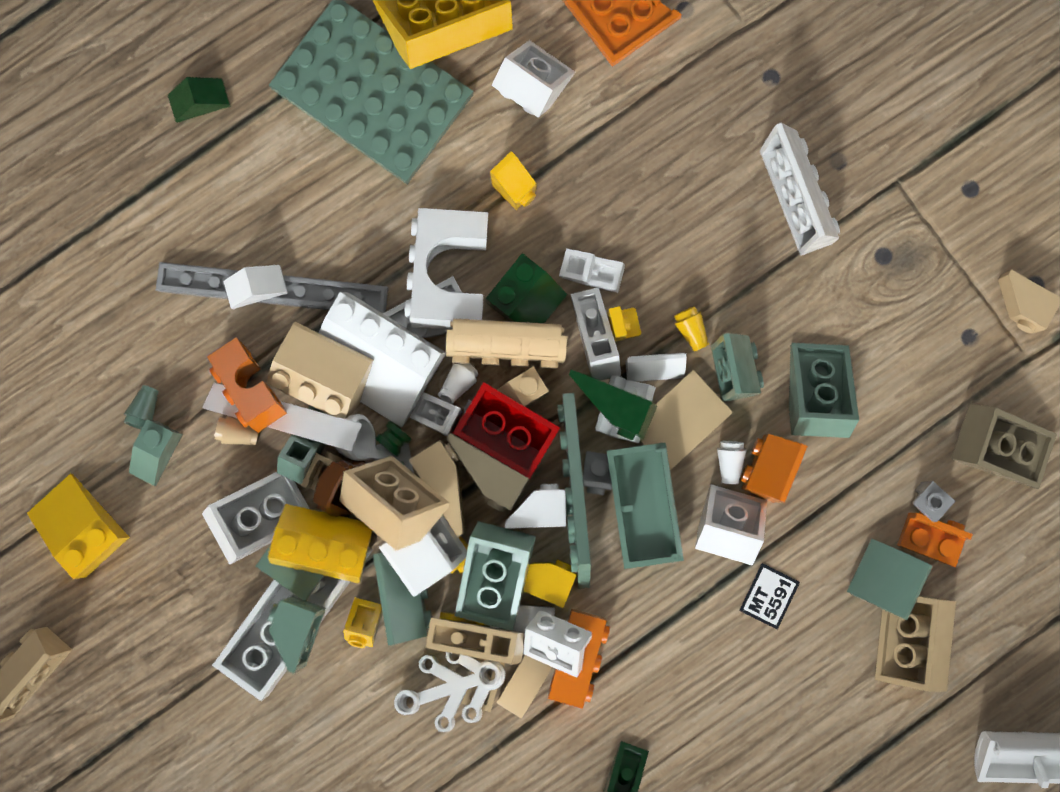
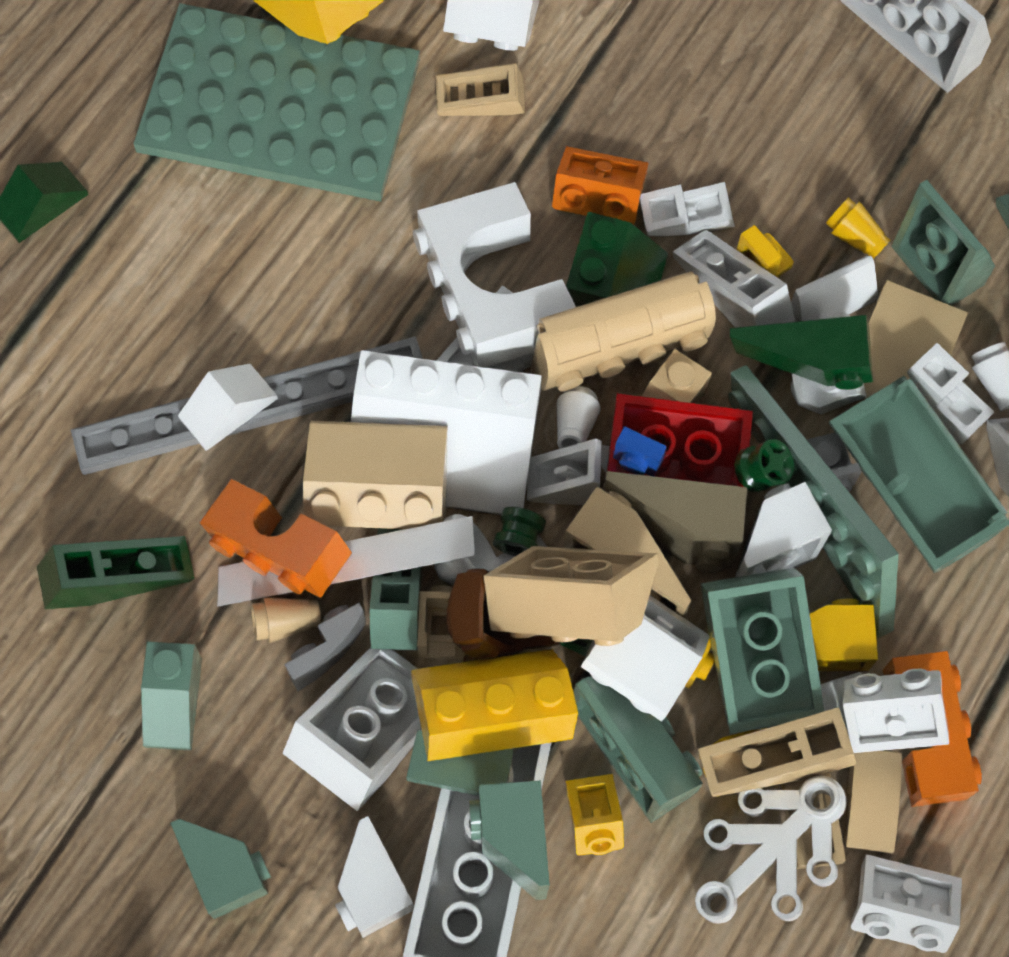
camera: 30 degrees left, 15 degrees down
(76, 528) = (95, 856): yellow slope -> none
(141, 407) = (126, 641): sand green cone -> none
(141, 563) = (221, 868): none -> sand green slope
(150, 362) = (111, 570): none -> dark green slope
(221, 608) = (370, 884): none -> white slope
(259, 457) = (338, 633): none -> light grey slope
(473, 430) = (638, 453): none -> blue plate
(513, 181) = (530, 133): yellow slope -> none
(515, 749) = (907, 904): none -> white bracket
(521, 144) = (482, 105): none -> tan slope
(544, 231) = (599, 184): none -> orange bracket
(554, 471) = (764, 465): none -> dark green wheel
(691, 461) = (940, 382): none -> white slope

